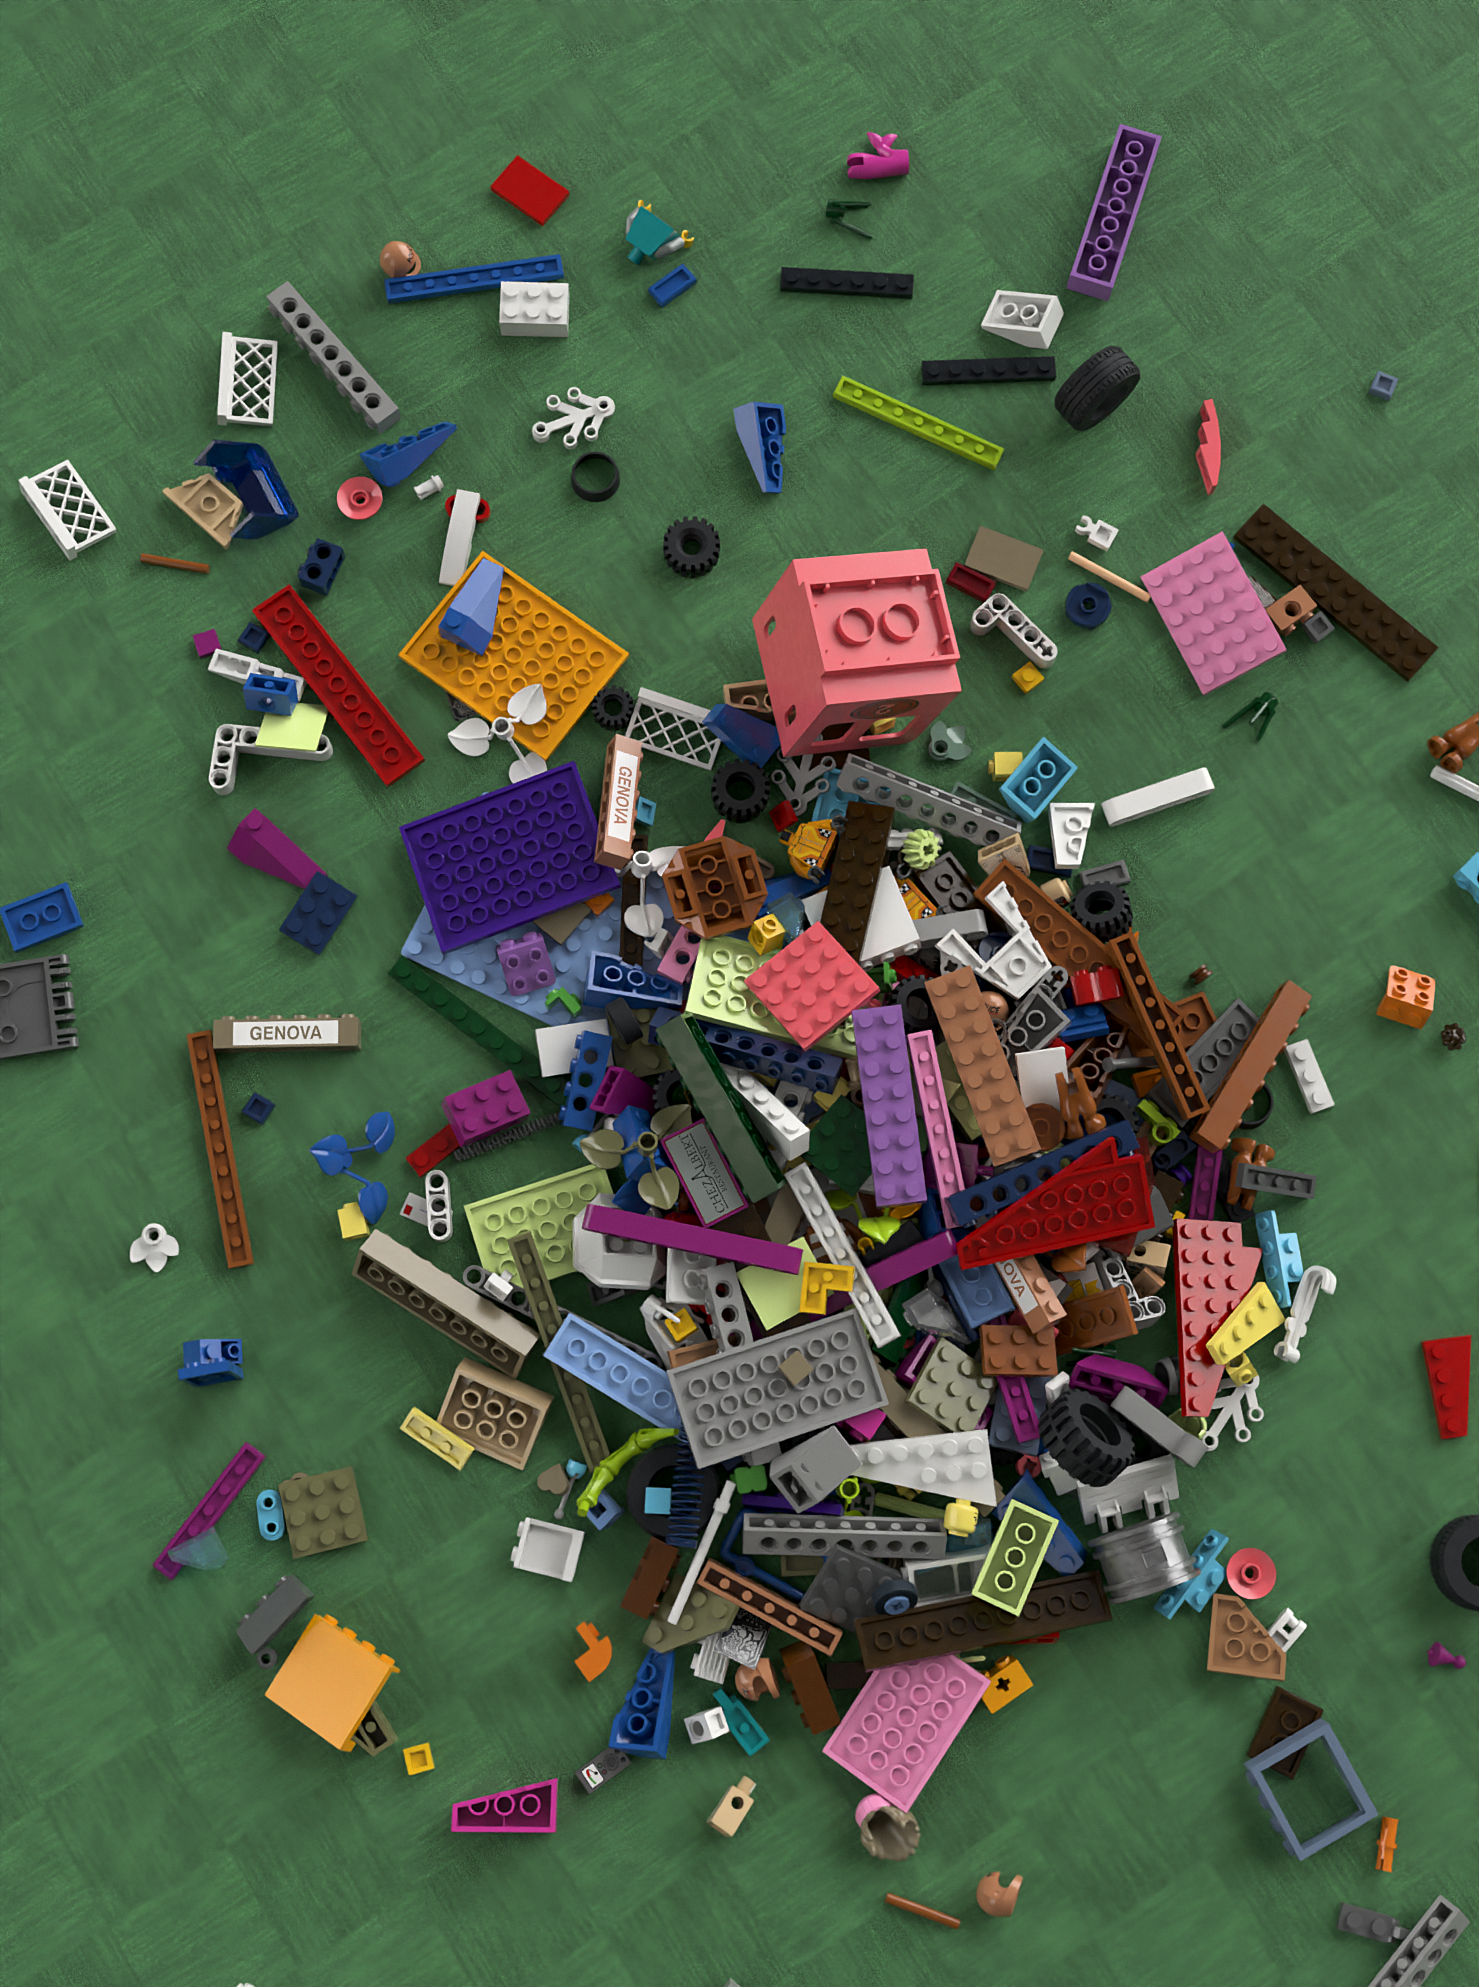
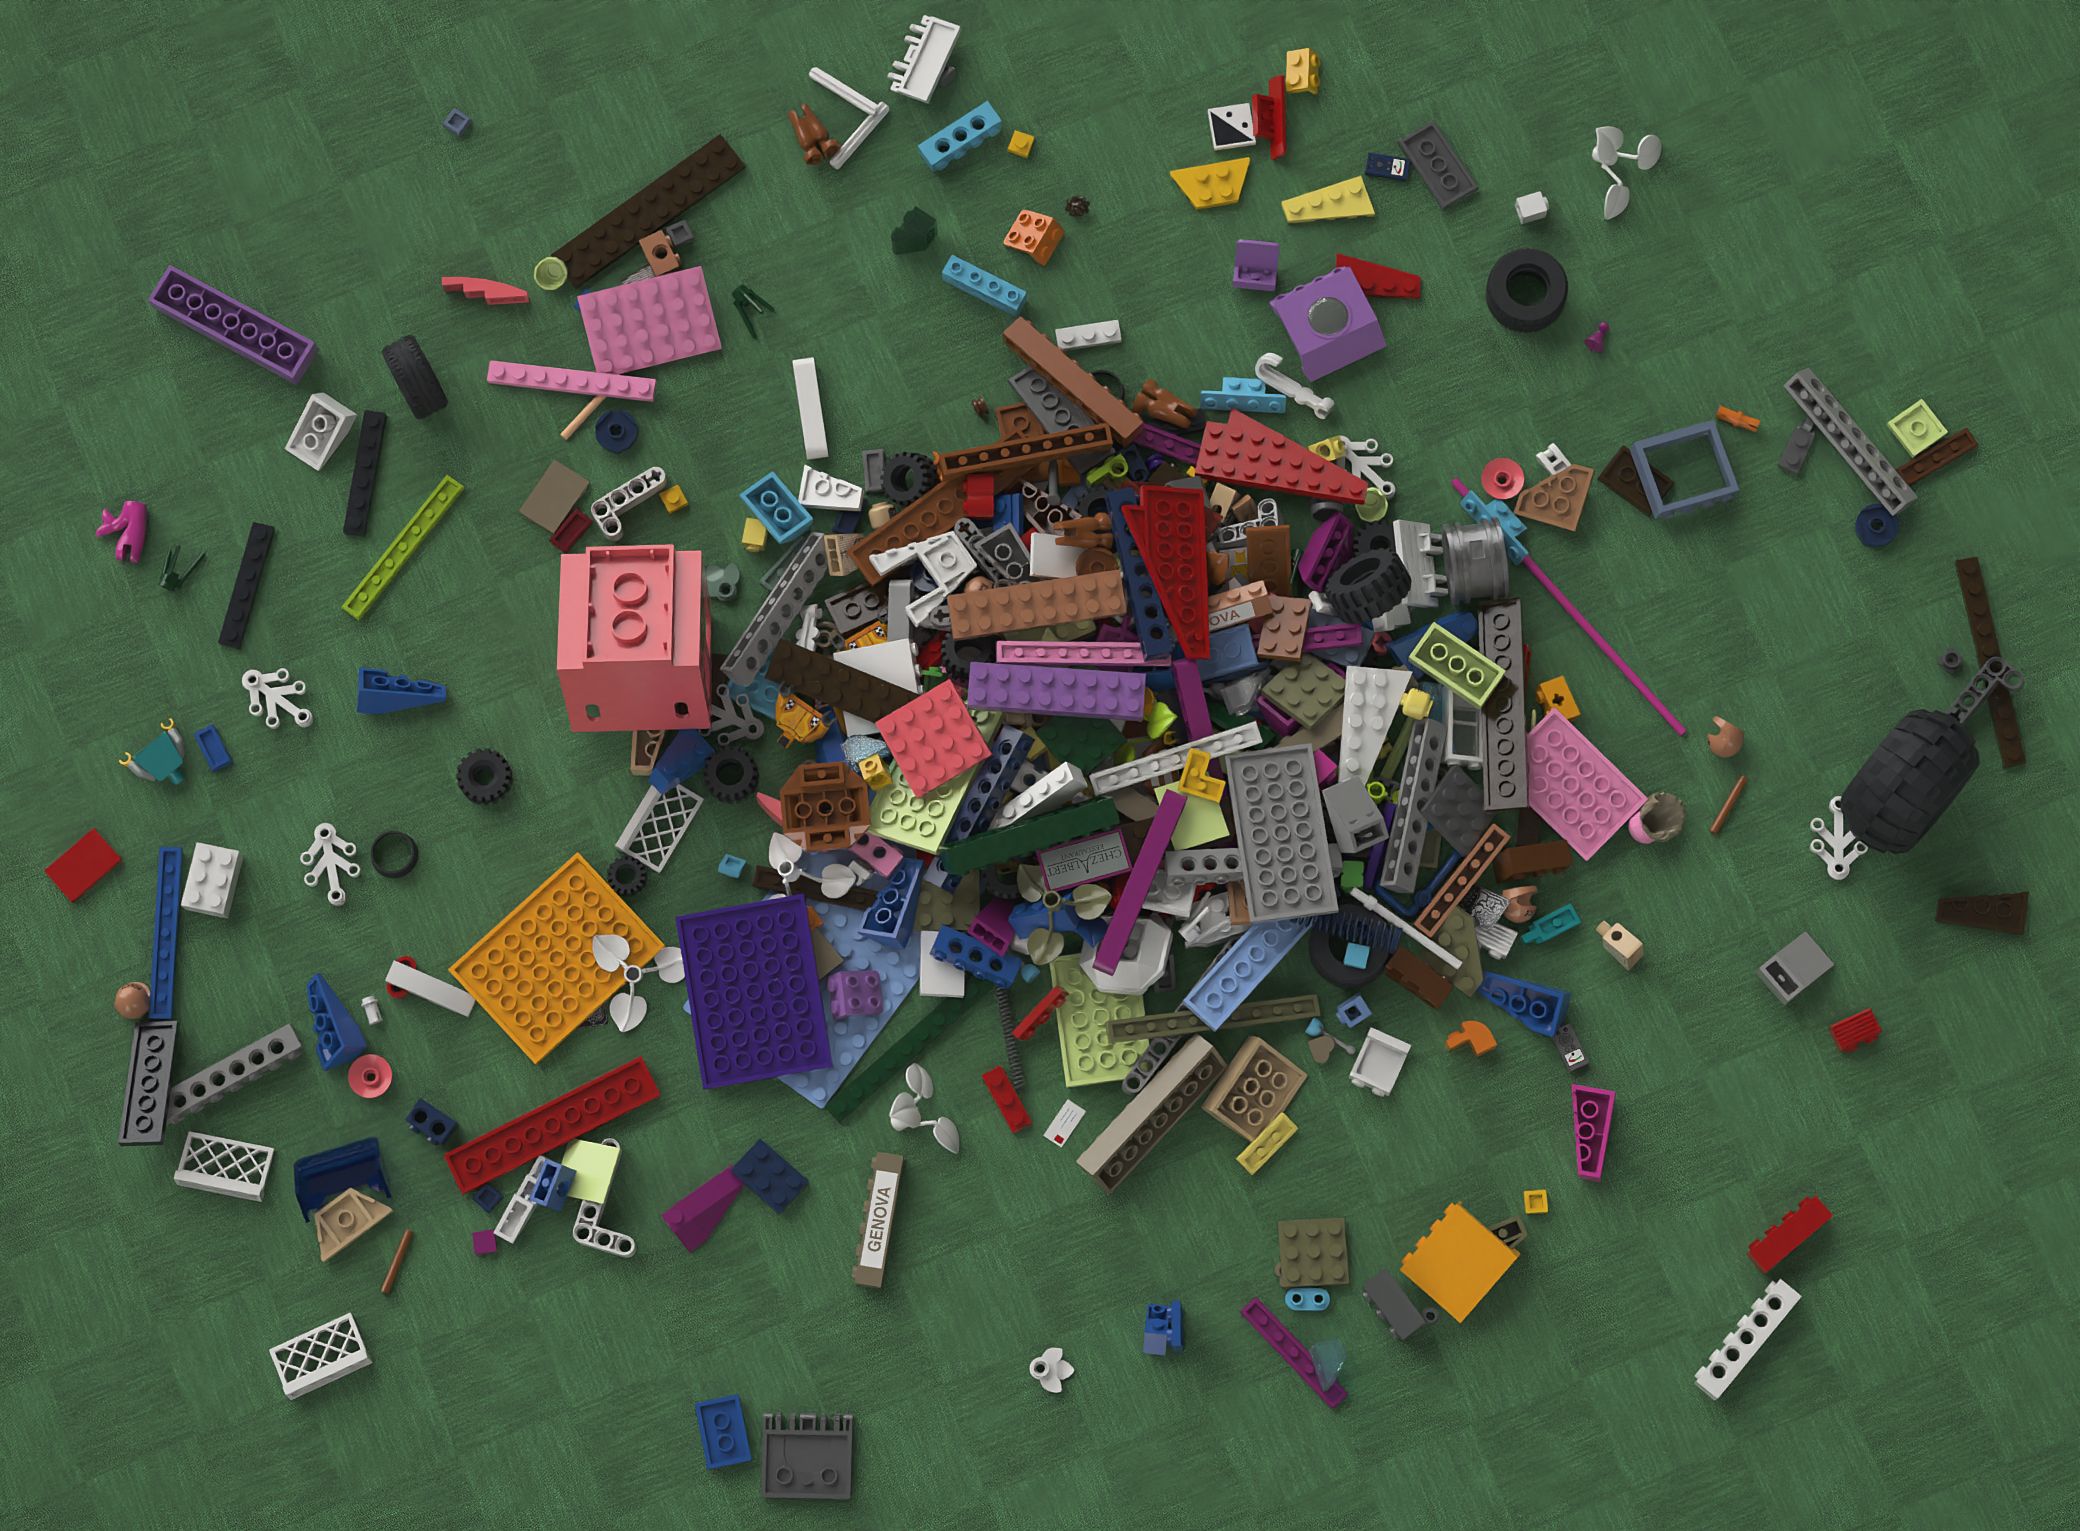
camera: 70 degrees left, 0 degrees up
(220, 1150) = (972, 1297): dark orange plate -> none
(258, 1108) = (941, 1258): dark blue tile -> none
(313, 289) = (149, 1083): none -> plate
(334, 1157) = (1002, 1187): blue plant -> none
(352, 1222) = (1061, 1186): light yellow brick -> none
(398, 1036) = (906, 1114): none -> white plant
(434, 1195) = (1071, 1115): white beam -> none
(473, 611) = (511, 986): wedge -> none
(485, 1108) = (983, 1051): magenta brick -> none
(499, 1285) = (1147, 1059): white tile -> none
(537, 1163) = (1040, 1013): none -> red plate
(570, 1002) = (899, 960): bright green bracket -> none
(612, 1464) = (1317, 993): lime animal -> none
(618, 802) = (723, 882): nougat brick -> none
(624, 1020) = (930, 911): black tyre -> none
(683, 1329) = (1215, 910): yellow plate -> none
(706, 1725) = (1549, 953): white brick -> none
(736, 331) = (274, 696): none -> white plant
(783, 816) = (762, 741): red tile -> none
(795, 1368) = (1267, 813): dark tan tile -> none
(894, 1597) = (1472, 772): black wheel -> none
(921, 849) = (821, 623): yellowish green gear -> none
(1091, 1713) = (1588, 628): none -> dark pink piece
(1099, 534) = (549, 406): white plate -> none
(1131, 551) = (572, 381): none -> bright pink plate
(1159, 1427) = (1370, 525): light grey beam -> none
(1242, 505) = (550, 273): none -> yellowish green hair
(1246, 1325) = (1294, 432): light yellow wing -> none
(1275, 1180) = (1177, 383): dark grey plate -> none
(1337, 953) = (984, 286): none -> medium azure brick
(1378, 866) = (914, 233): none -> clear green slope
(1386, 1340) = (1329, 322): none -> medium lavender panel
(1434, 1245) = (1256, 265): none -> medium lavender bracket

